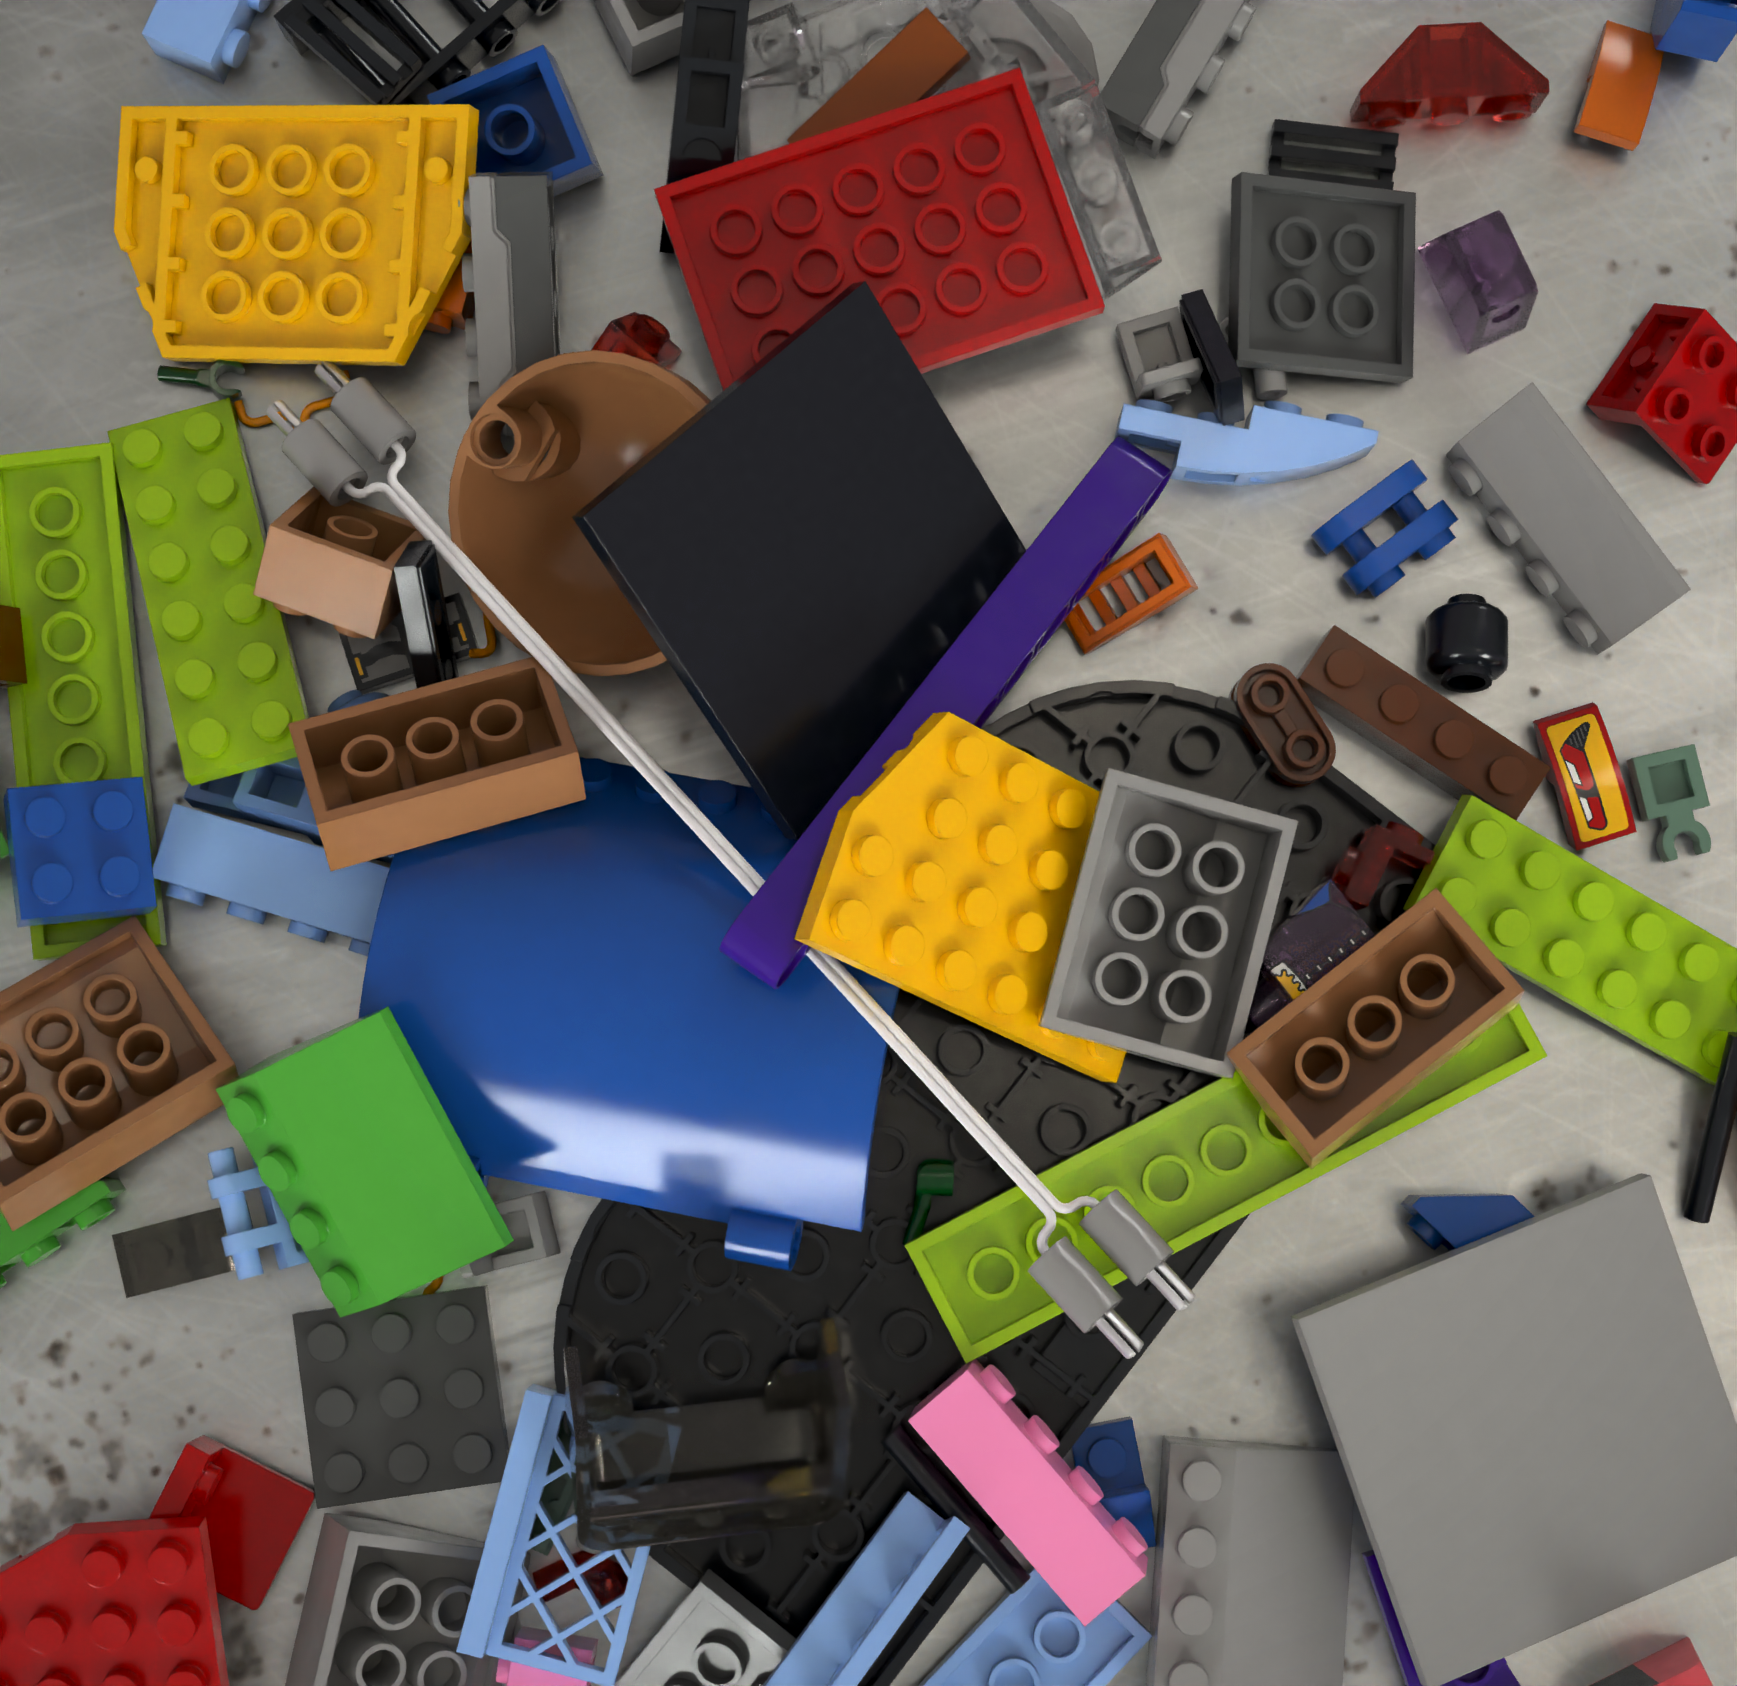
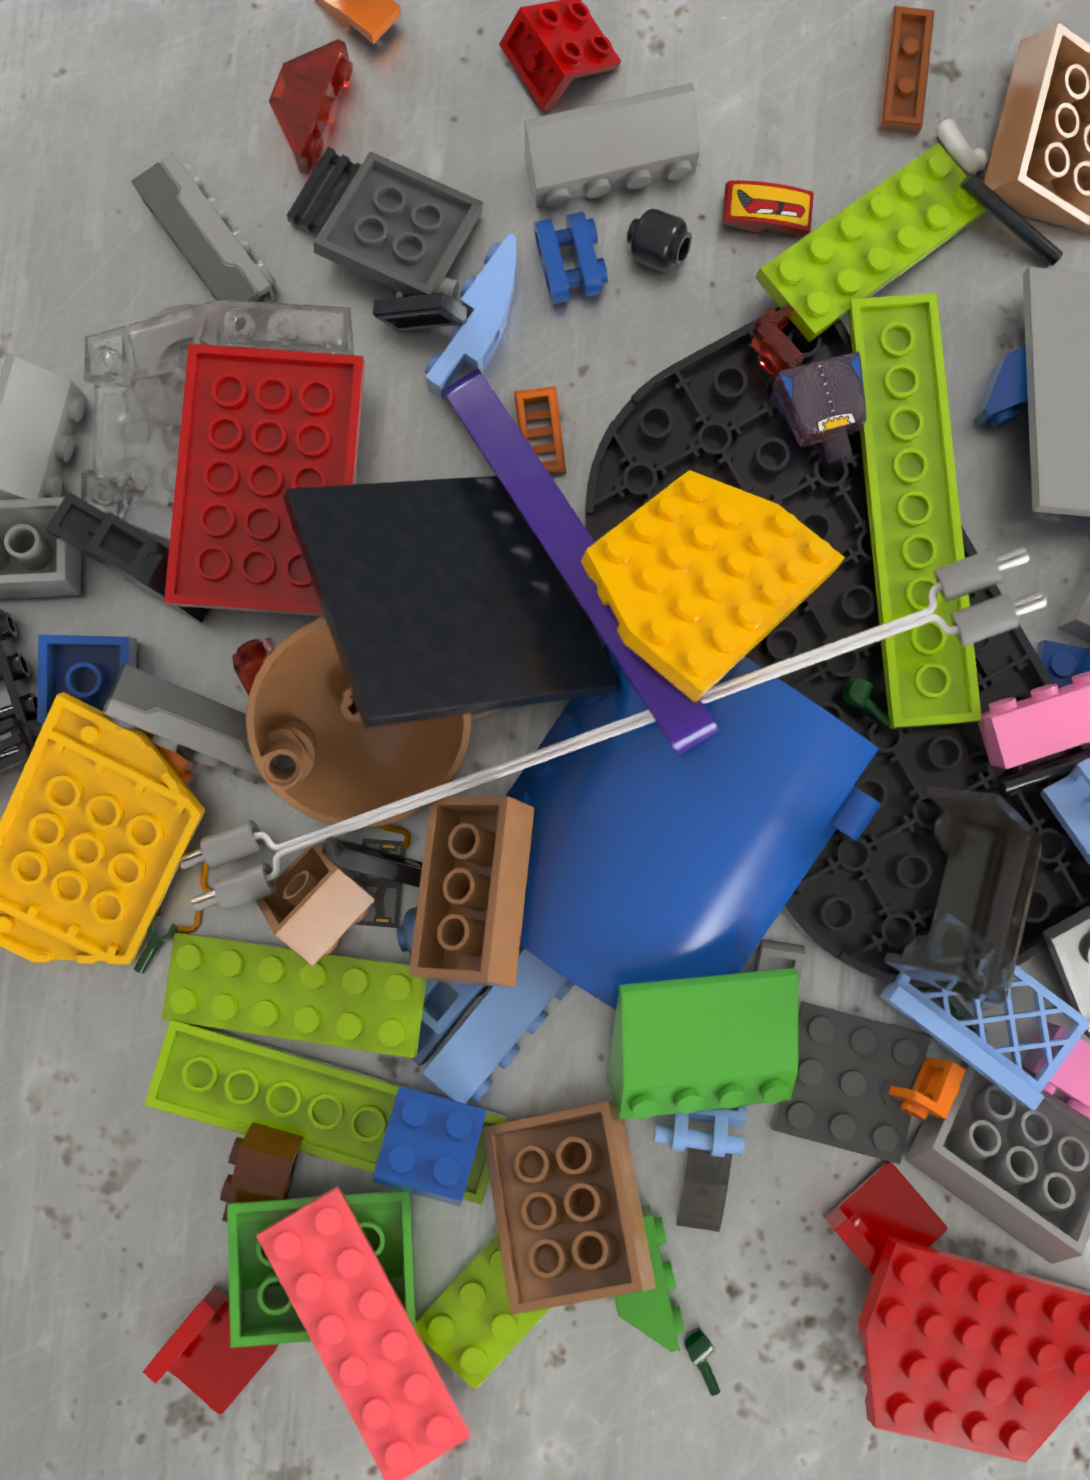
camera: 70 degrees left, 0 degrees up
(431, 1510) = (933, 1089): none -> orange bracket
(605, 1579) = (1022, 1000): clear red arm -> none
(901, 73) = (159, 427): dark orange tile -> none
(1159, 356) = (403, 346): light grey bracket -> none
(1168, 923) = (768, 477): light grey slope -> none
(1284, 724) = (663, 366): reddish brown brick -> none
(1374, 1027) = (886, 380): medium nougat slope -> none
(1418, 725) = (696, 289): reddish brown brick -> none
(1478, 276) = (440, 132): clear purple torso -> none
(1669, 788) = (796, 162): sand green plate -> none

